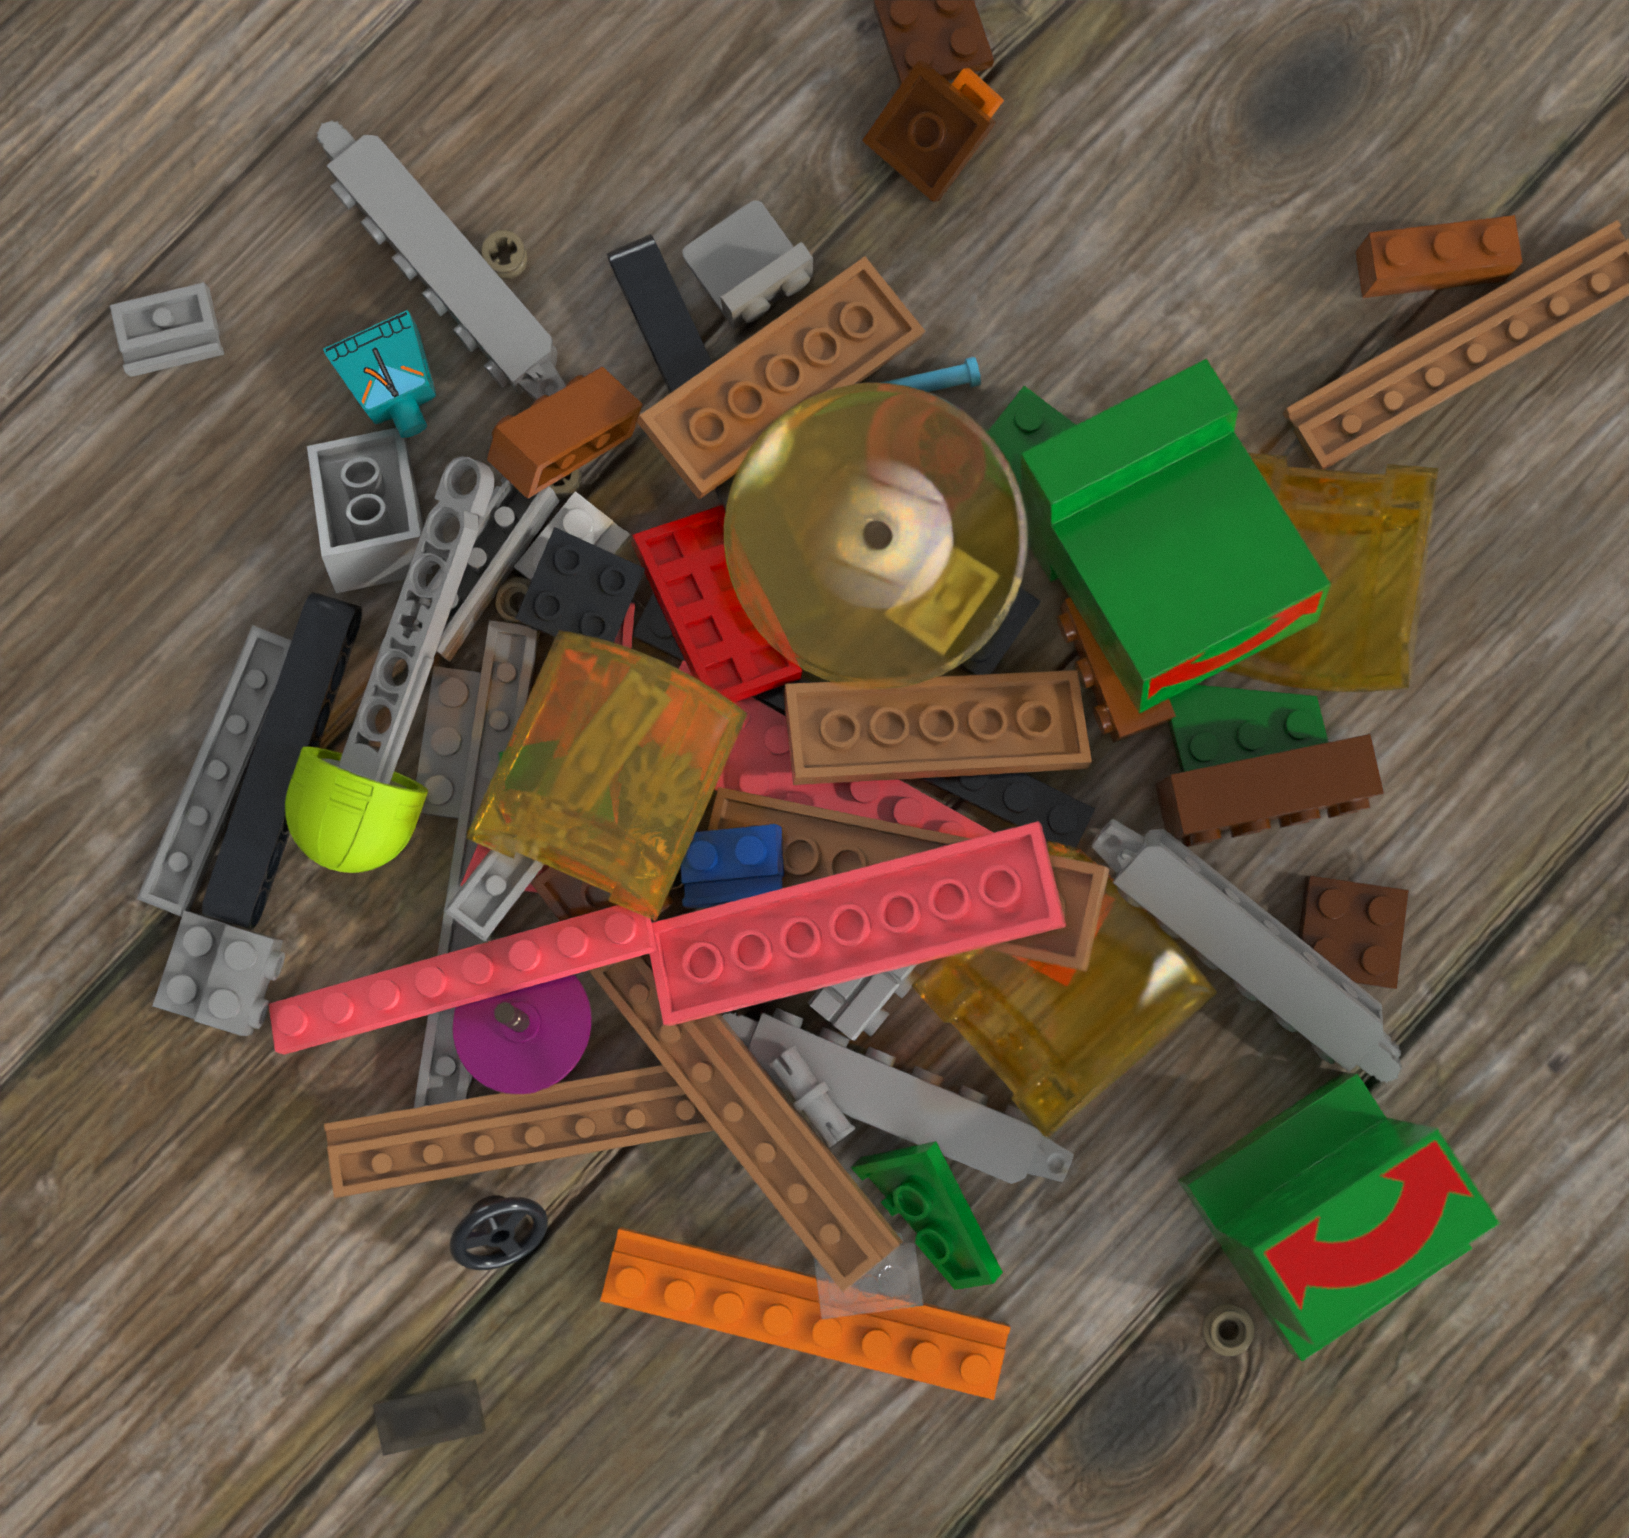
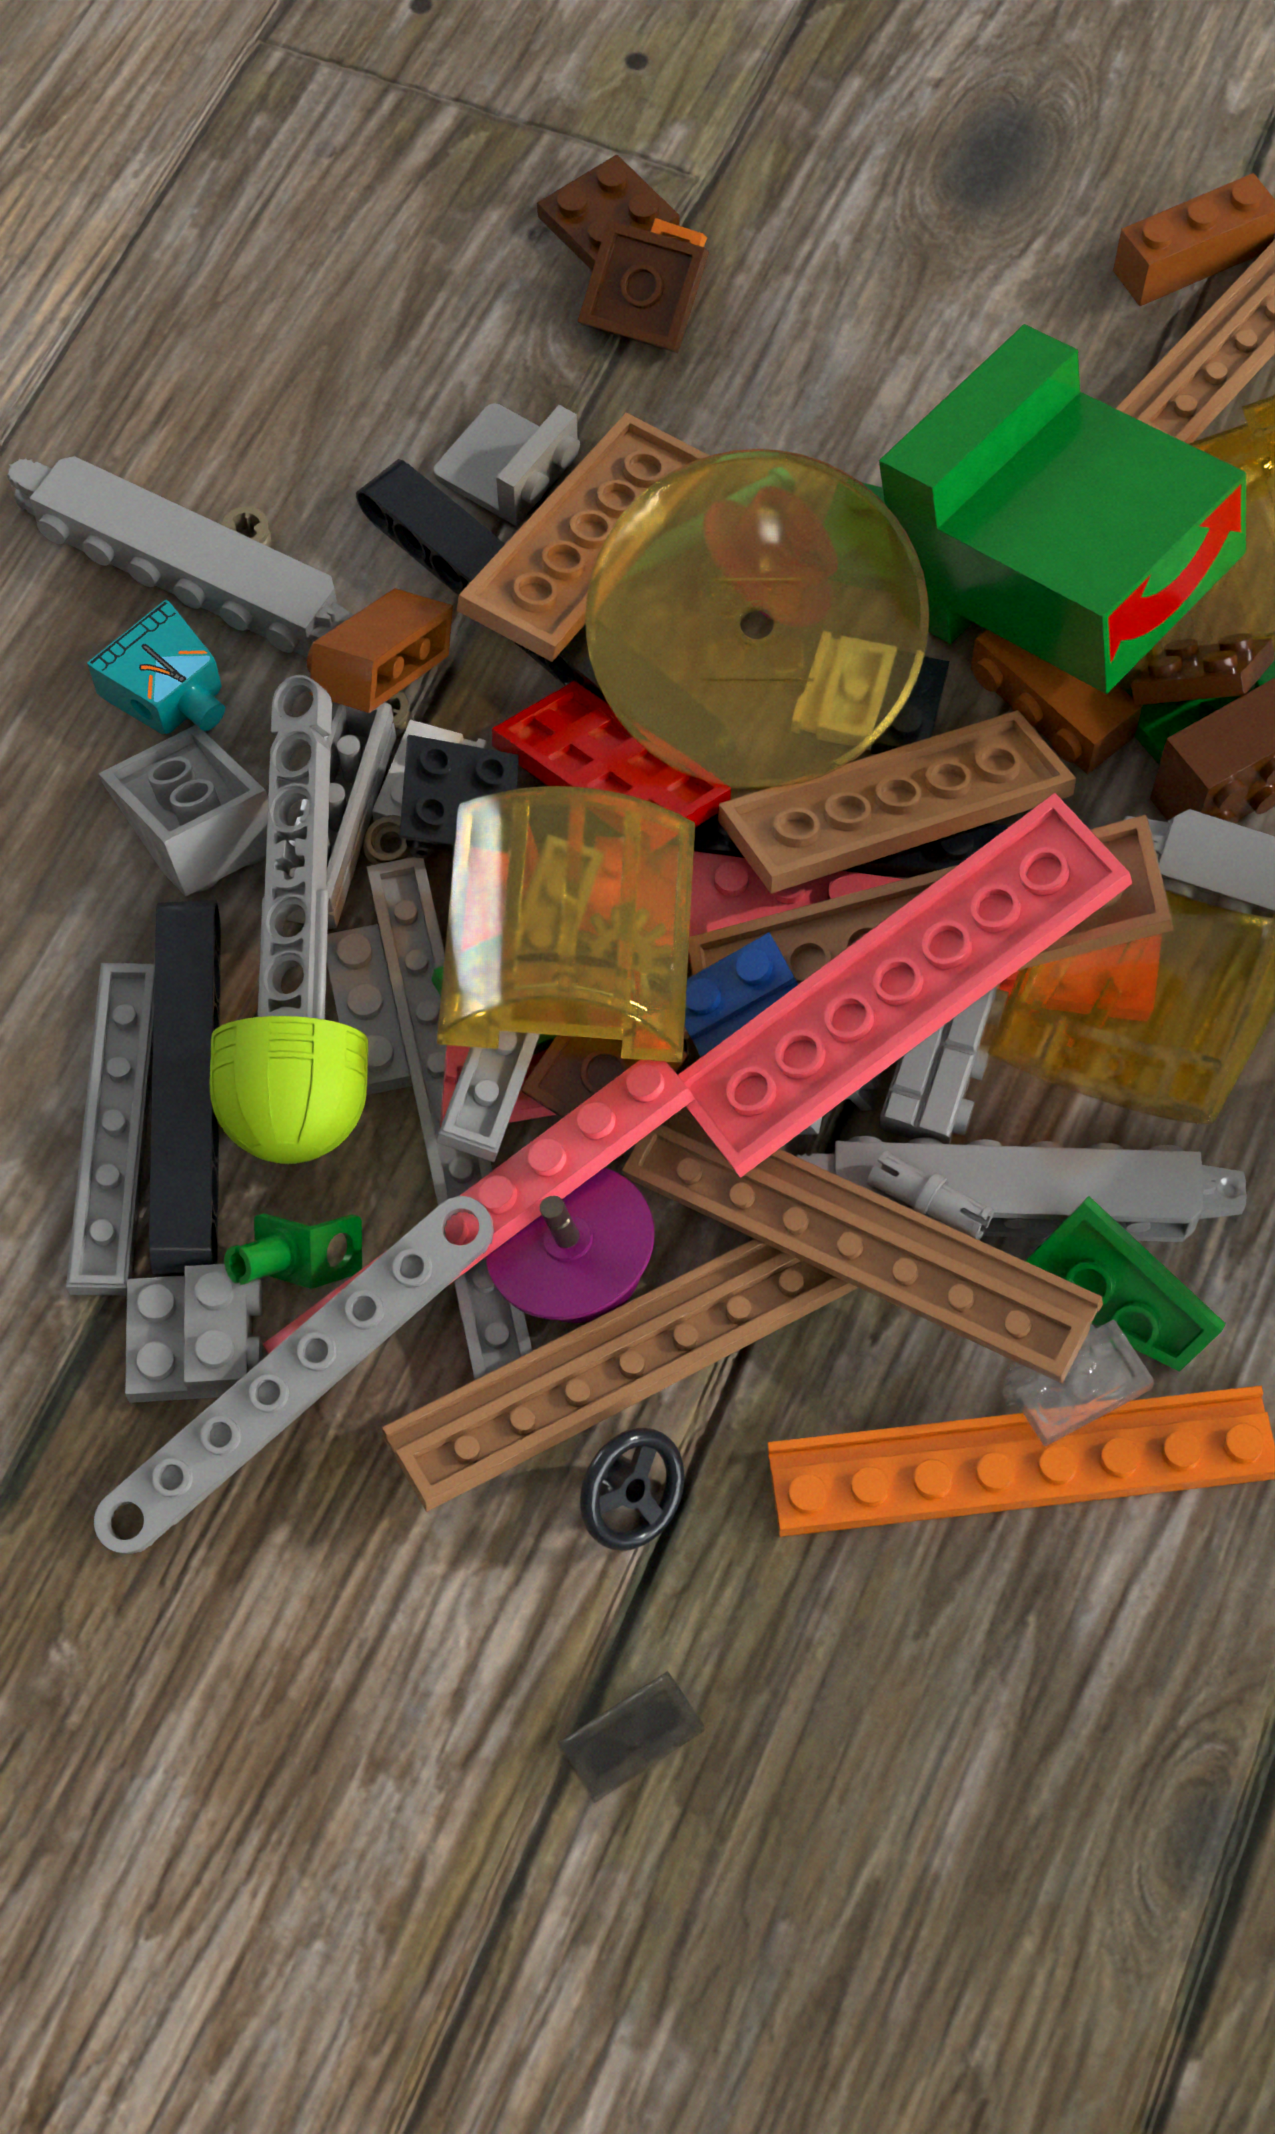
camera: 20 degrees left, 20 degrees down
(279, 1050) = (293, 1376): none -> light grey plate
(310, 942) = (295, 1252): none -> green bracket
(1240, 708) = (1203, 671): none -> reddish brown plate

